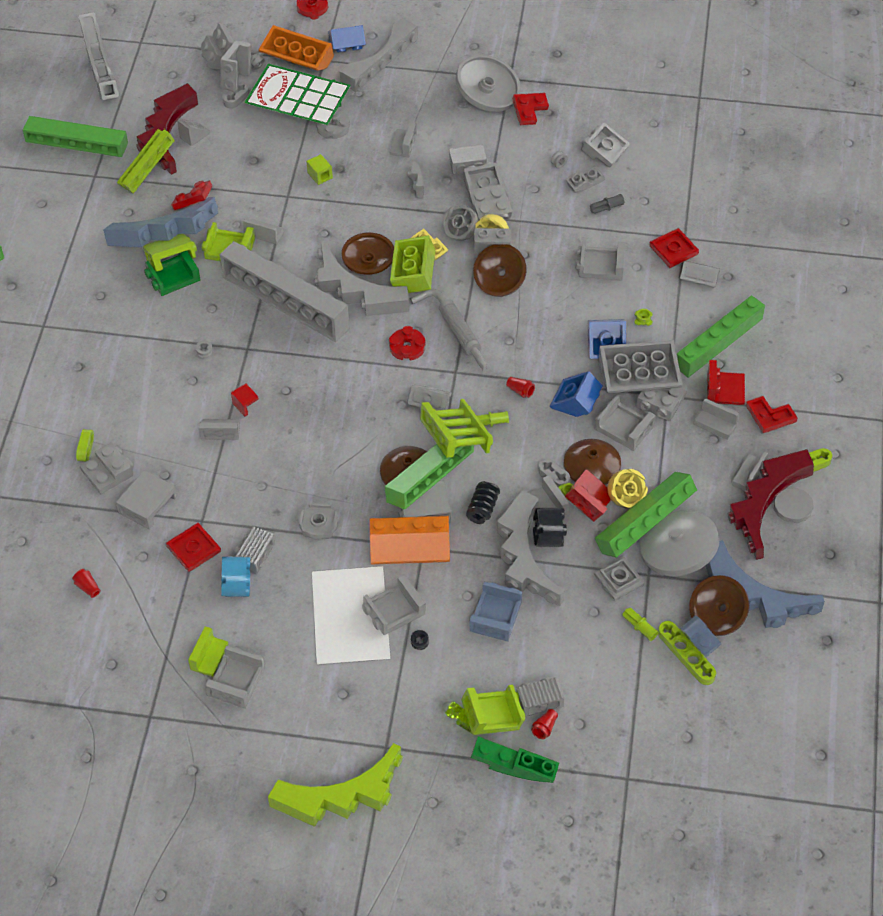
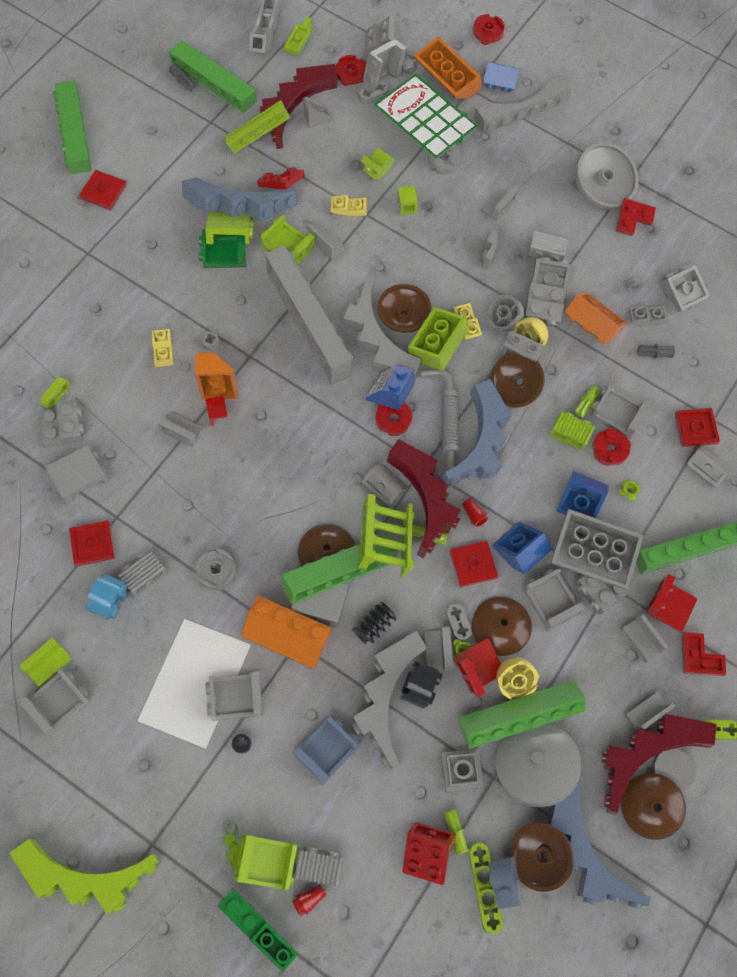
camera: 20 degrees right, 15 degrees up
(26, 268) = (103, 189): none -> red plate
(45, 148) = (181, 77): none -> dark grey axle
(138, 75) = (299, 37): none -> lime hinge
(162, 372) = (162, 347): none -> light yellow slope
(211, 82) = (350, 77): none -> red plate
(232, 368) = (214, 377): none -> orange slope
(272, 194) = (350, 207): none -> light yellow slope
(275, 150) = (378, 164): none -> lime brick
(393, 318) = (392, 387): none -> blue slope
(475, 383) = (420, 471): none -> dark red arch
(495, 310) = (491, 418): none -> sand blue arch
(540, 198) = (595, 317): none -> orange slope
(542, 426) = (473, 564): none -> red plate
(569, 264) = (587, 401): none -> lime axle
(569, 291) = (572, 430): none -> lime brick
(613, 284) = (614, 438): none -> red plate
(625, 647) = (427, 852): none -> red bracket
(788, 546) = (638, 805): none -> reddish brown dish

